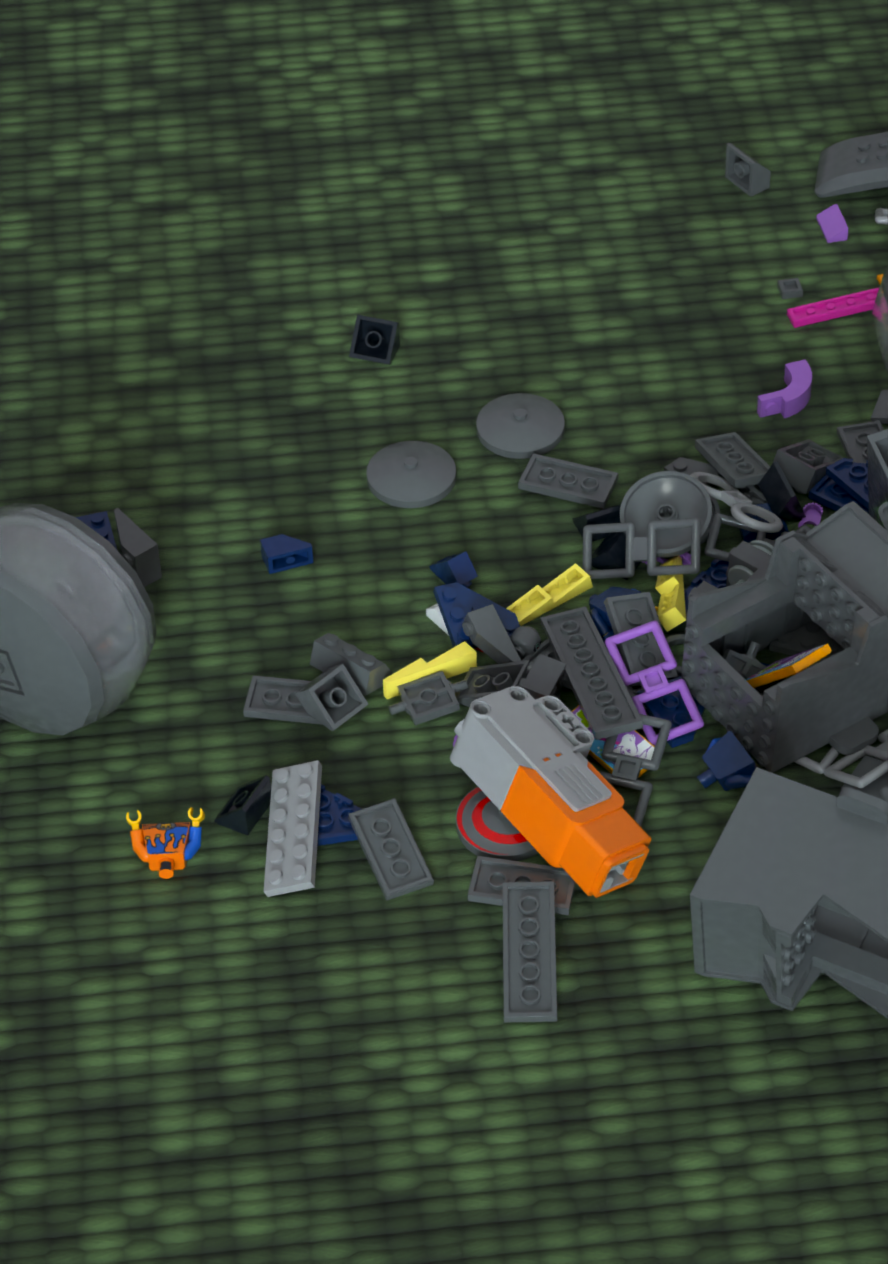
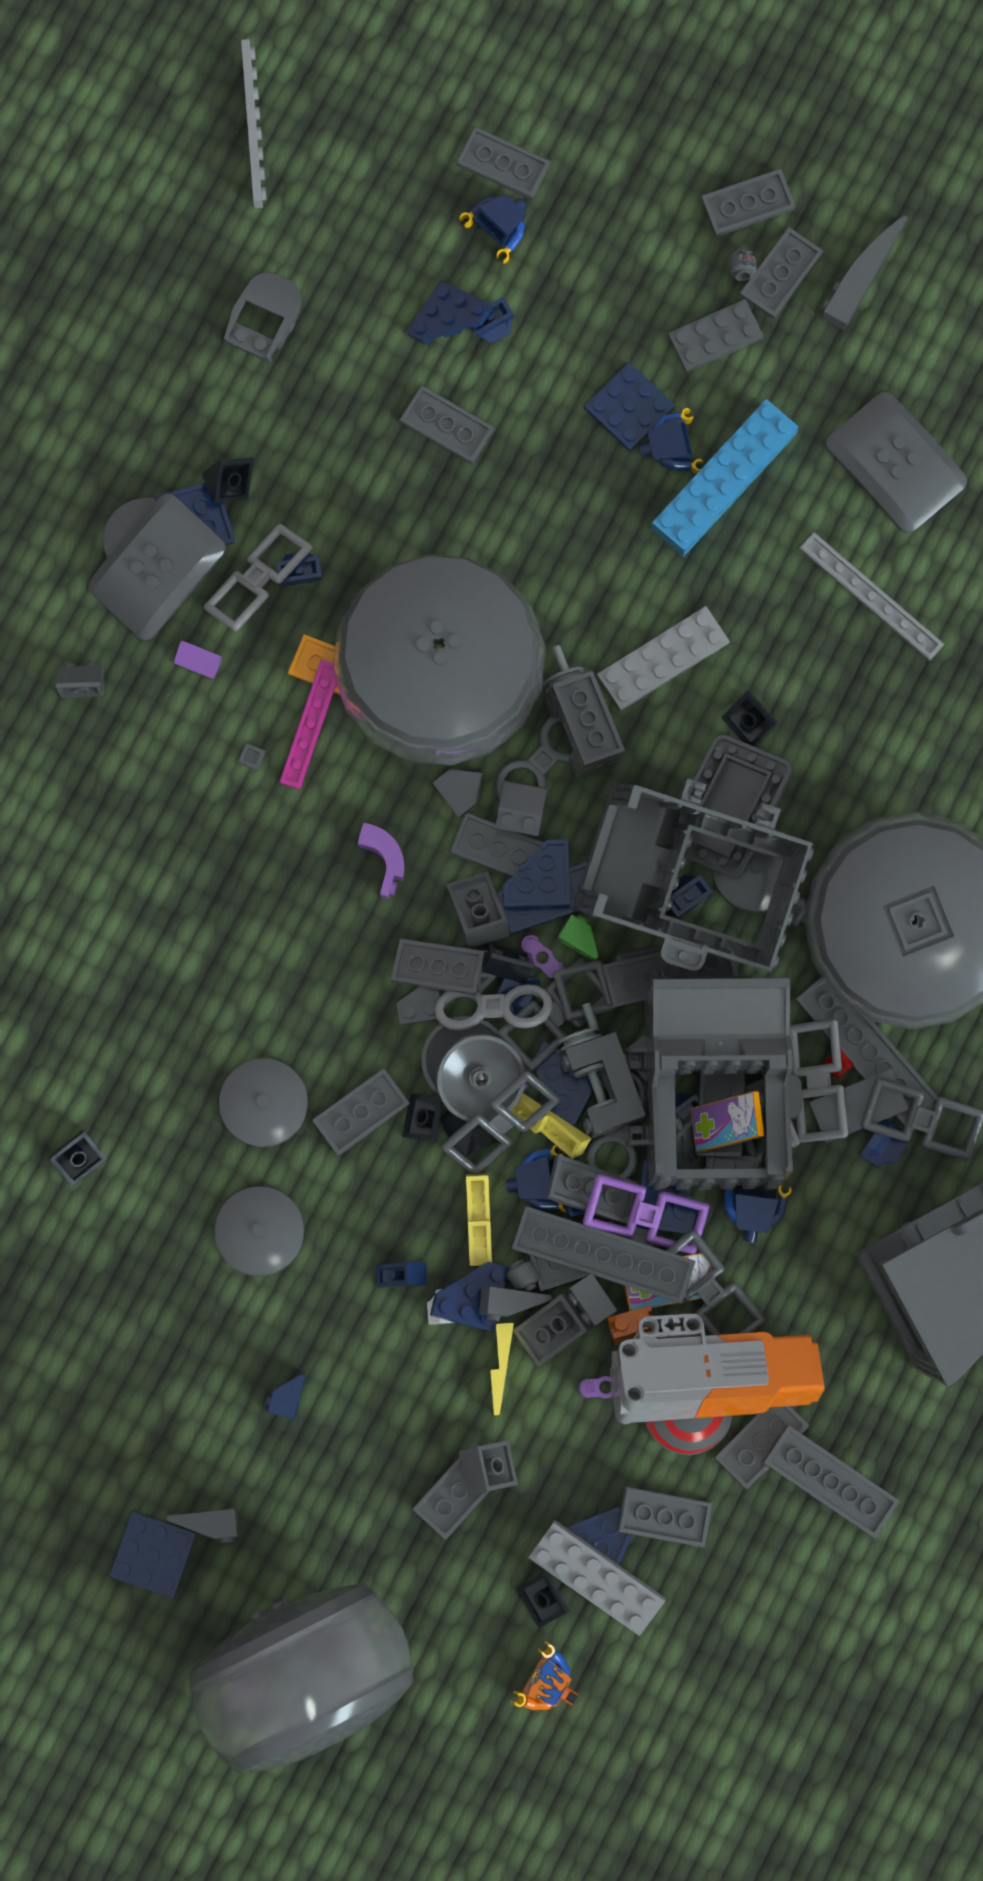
camera: 60 degrees left, 35 degrees up
(362, 667) = (456, 1425): dark grey slope -> none
(428, 697) = (528, 1387): dark grey plate -> none

